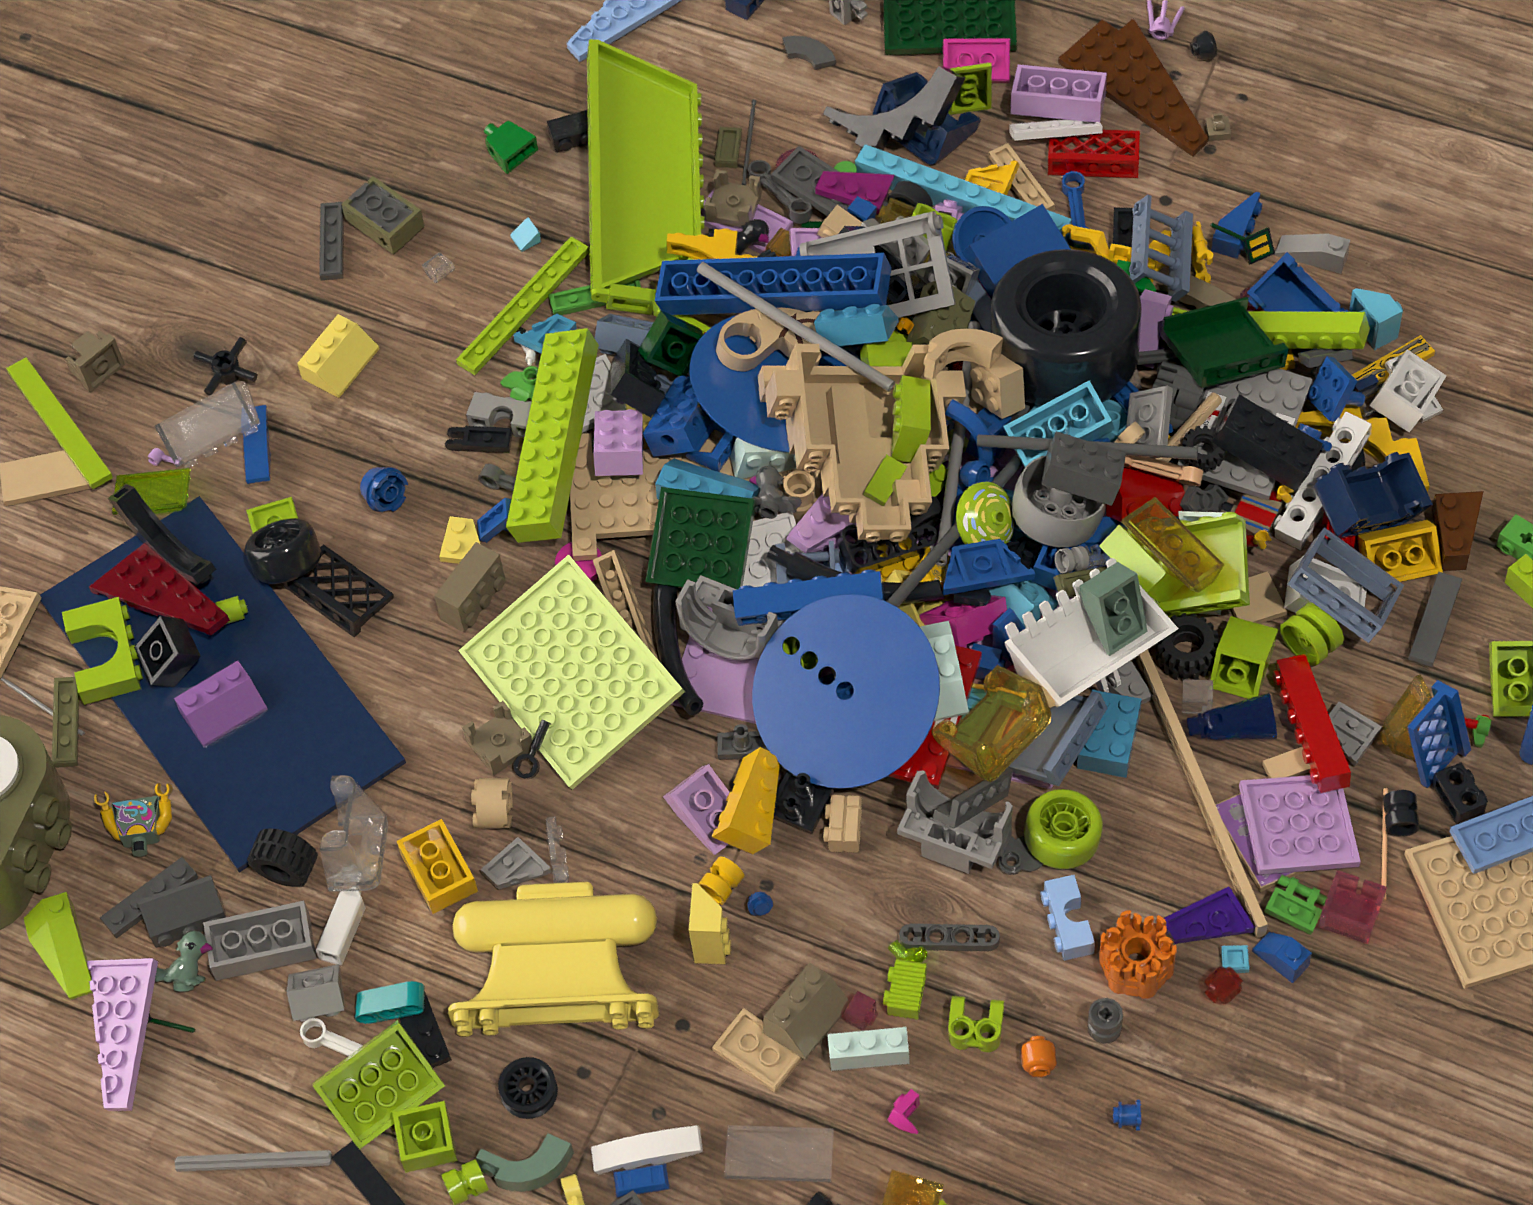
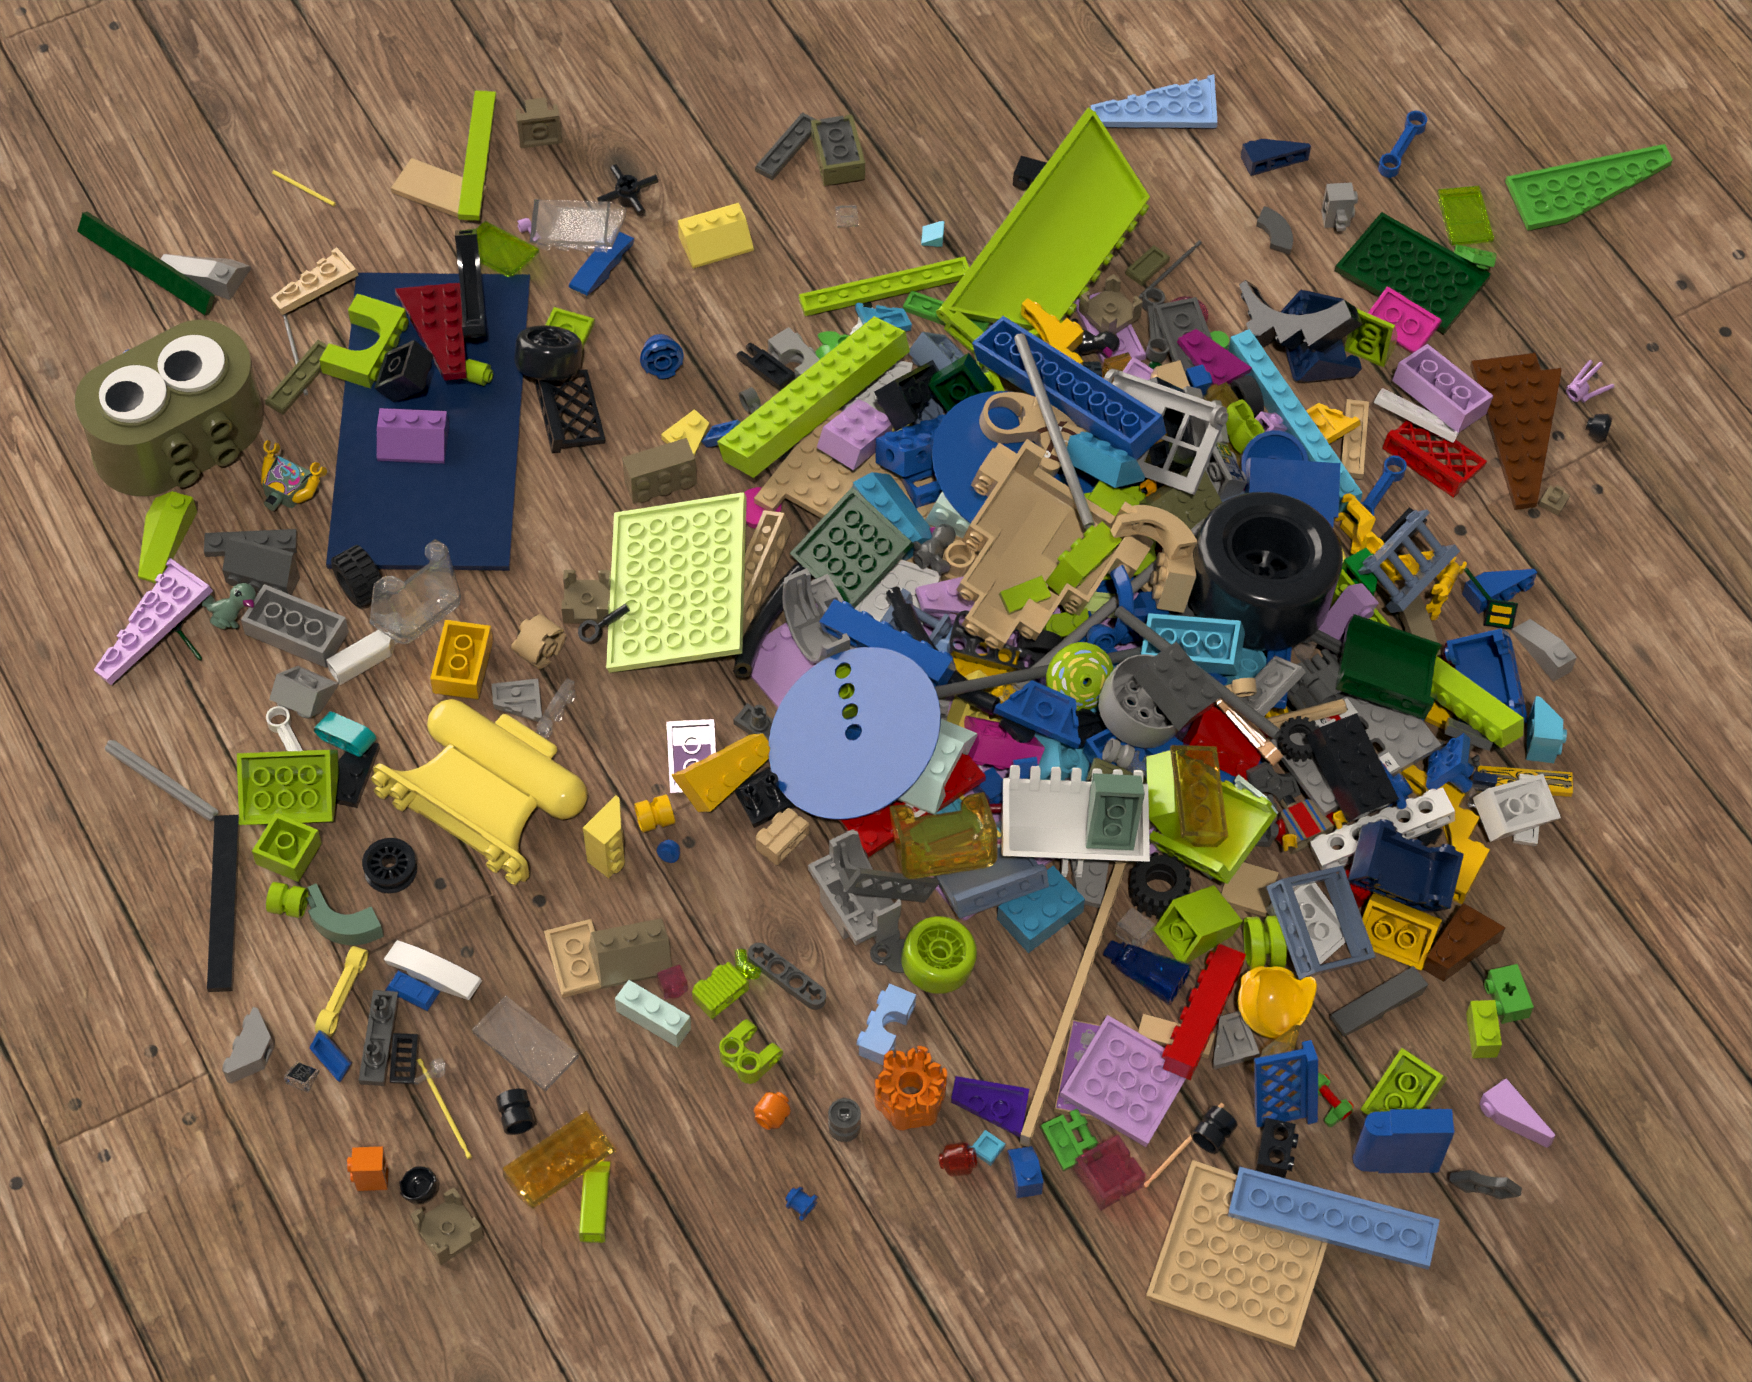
camera: 30 degrees right, 0 degrees up
(509, 144) = (980, 157): green torso -> none
(902, 1110) = (640, 1076): dark pink plate -> none
(1363, 674) = (1275, 1000): none -> yellow piece

